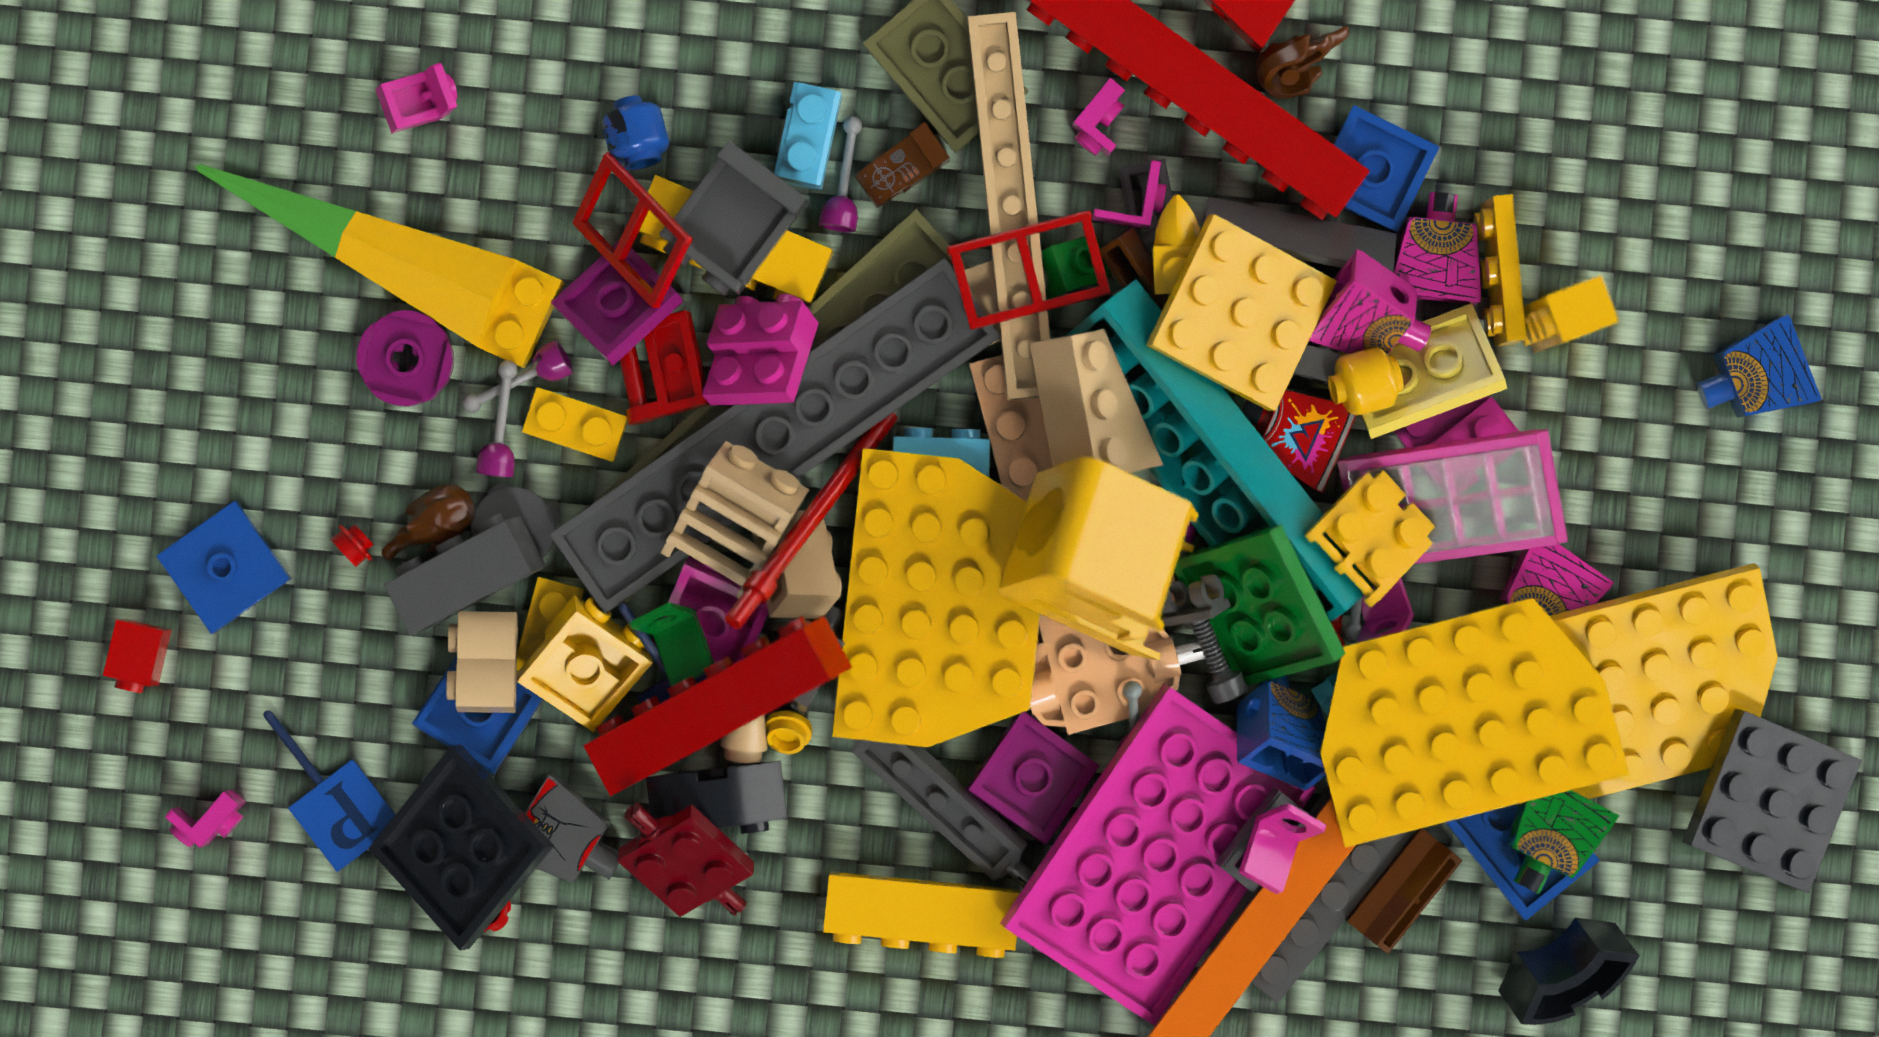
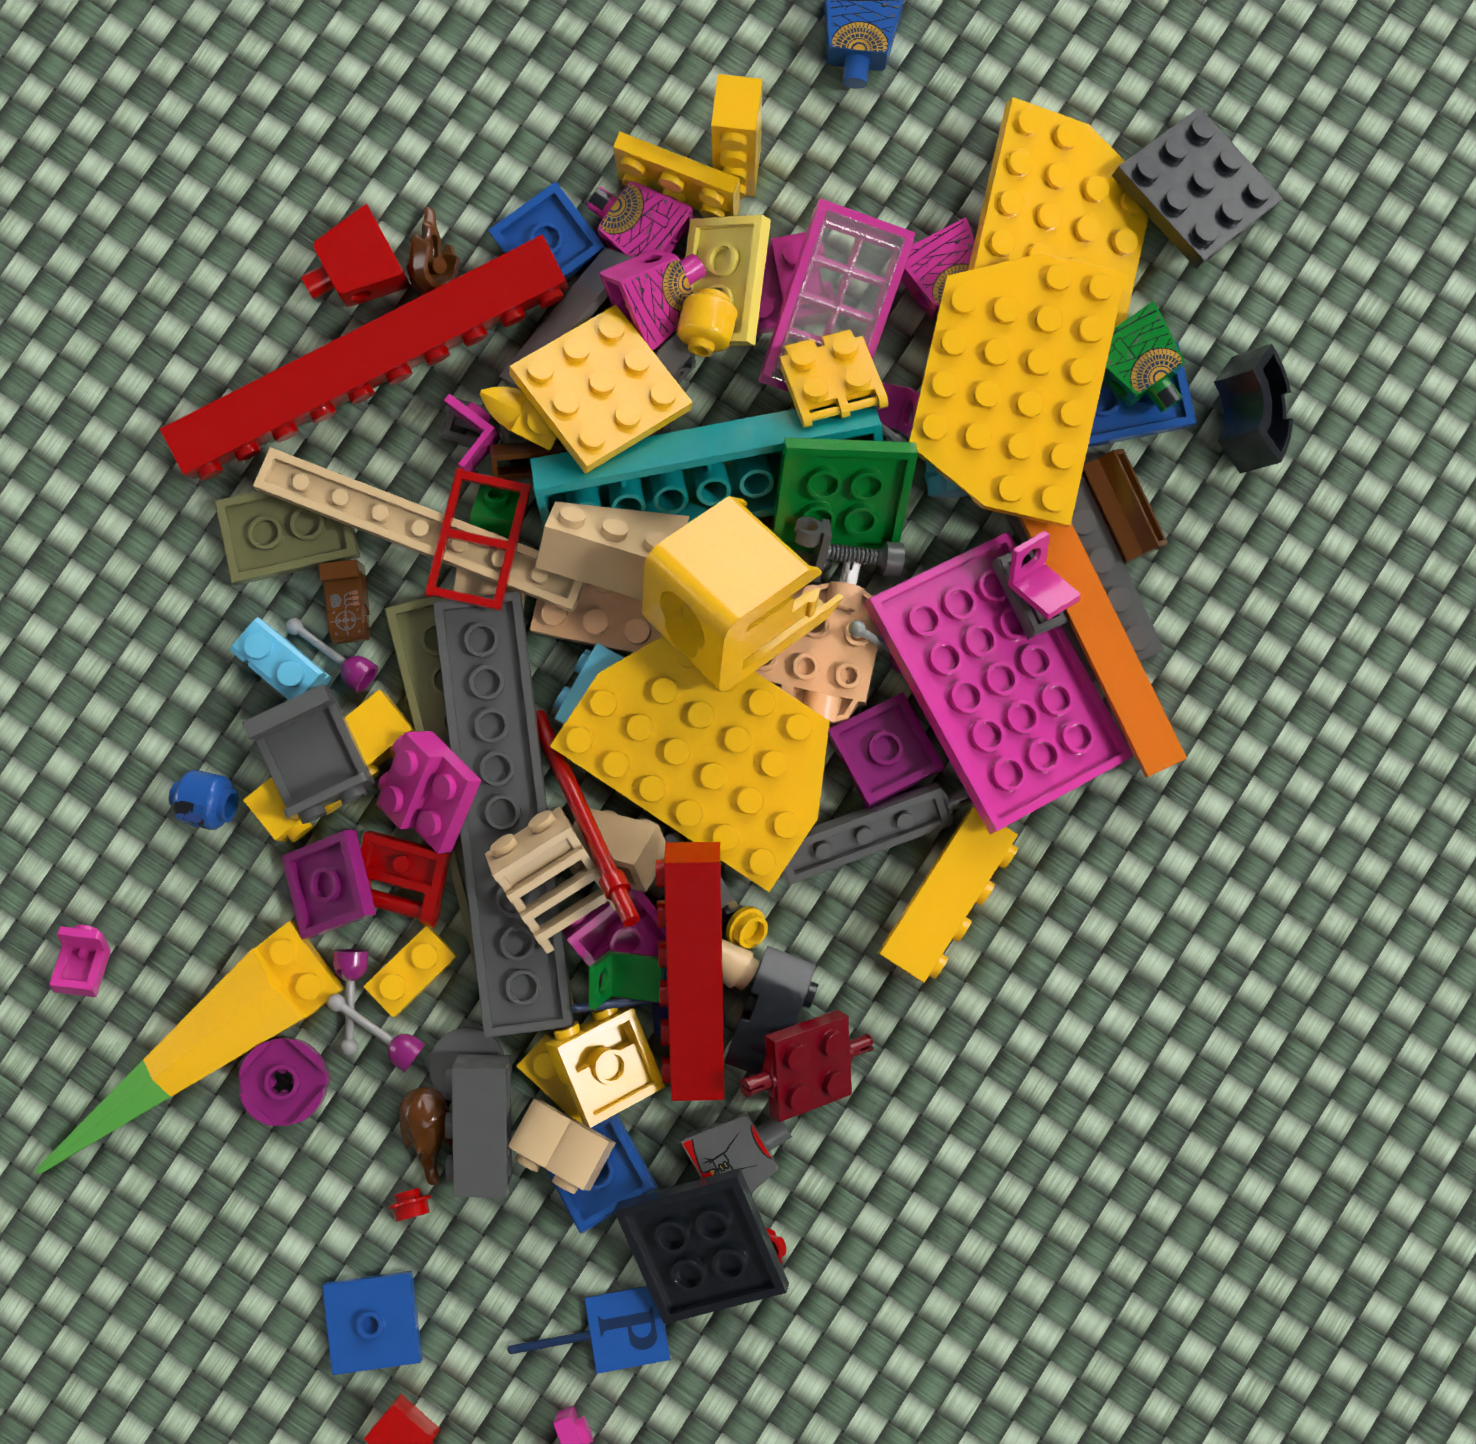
camera: 60 degrees left, 5 degrees down
(617, 256) = (292, 864): red window -> none
(1101, 109) = (386, 423): dark pink bracket -> none
(1281, 733) = (952, 533): blue torso -> none
(1303, 434) = (724, 393): red torso -> none

